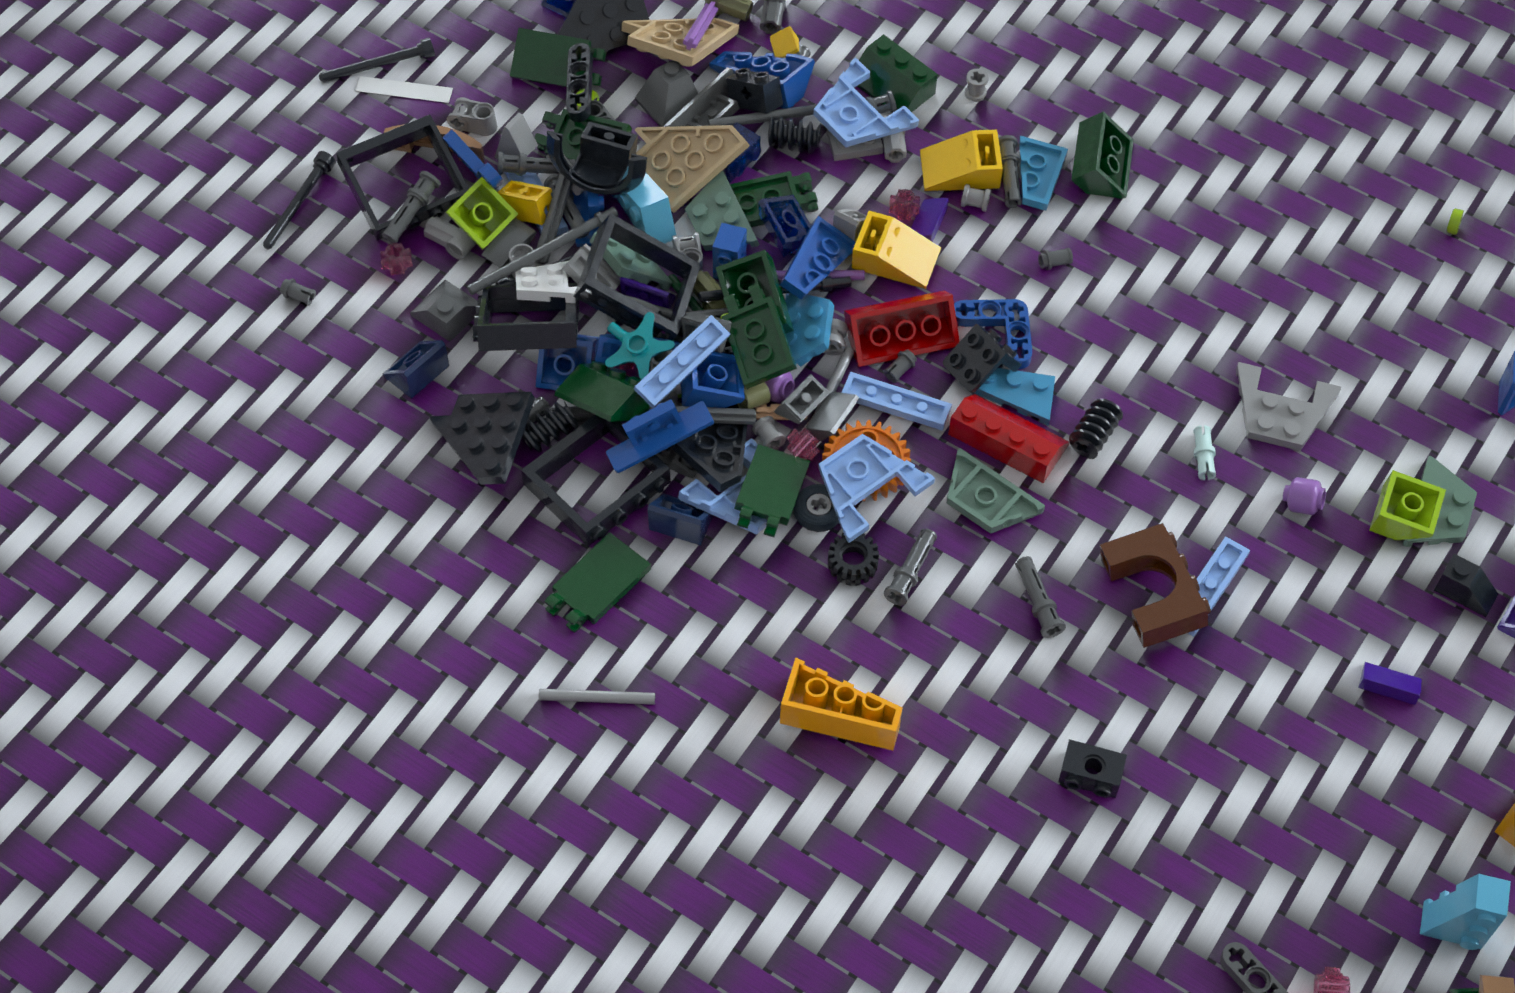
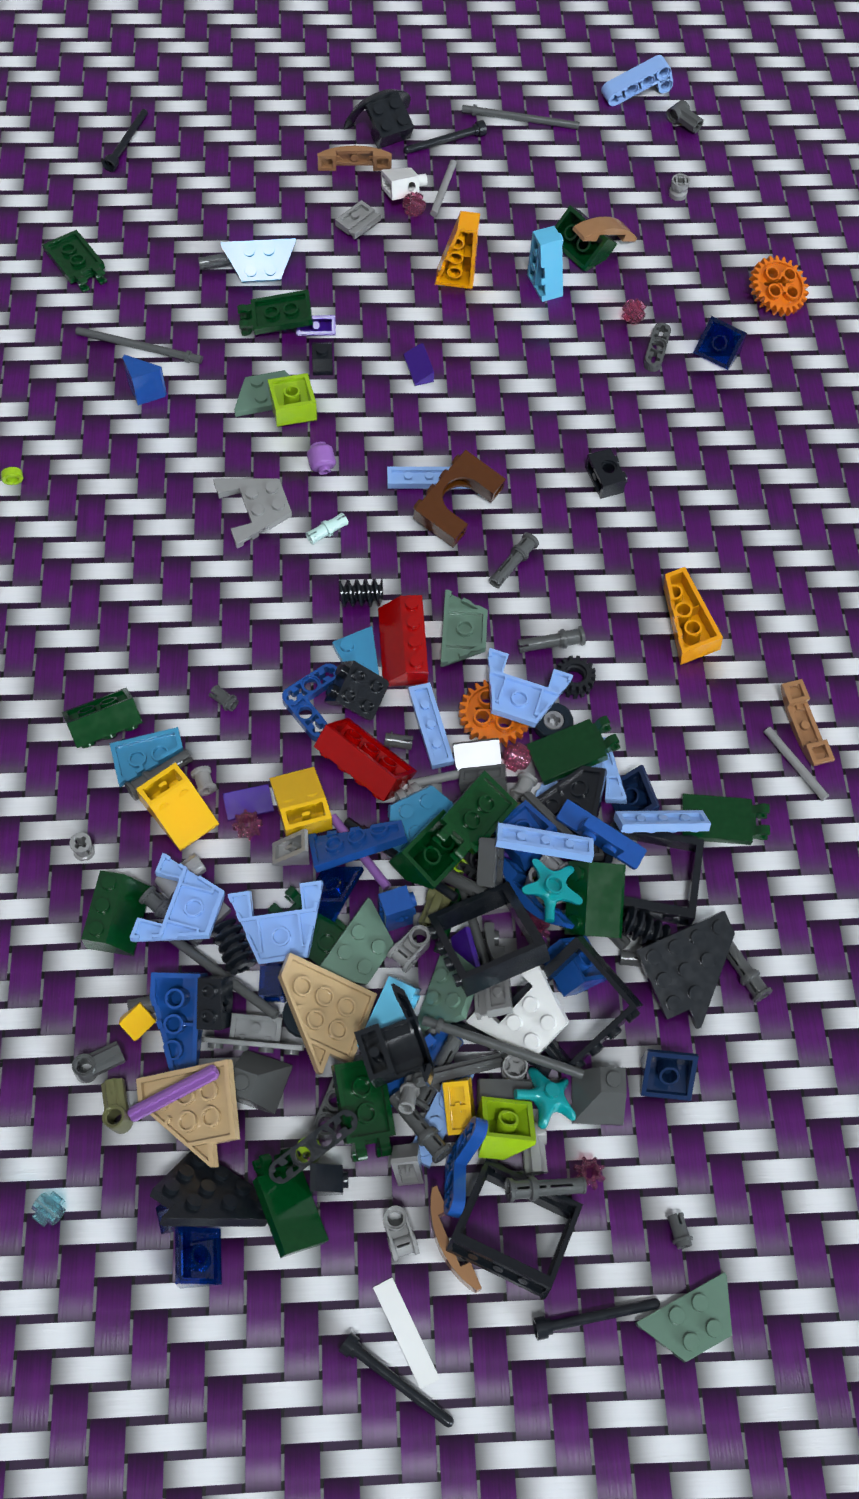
camera: 130 degrees left, 5 degrees up
(232, 259) = (692, 1321): none -> sand green wing
(436, 487) = (749, 976): none -> dark grey pin
(475, 263) = (547, 1097): none -> teal animal
(550, 86) = (327, 1179): none -> black slope
(626, 735) = (803, 723): none -> medium nougat slope
(632, 505) = (662, 821): none -> light blue plate
(779, 161) = (283, 932): none -> light blue wing

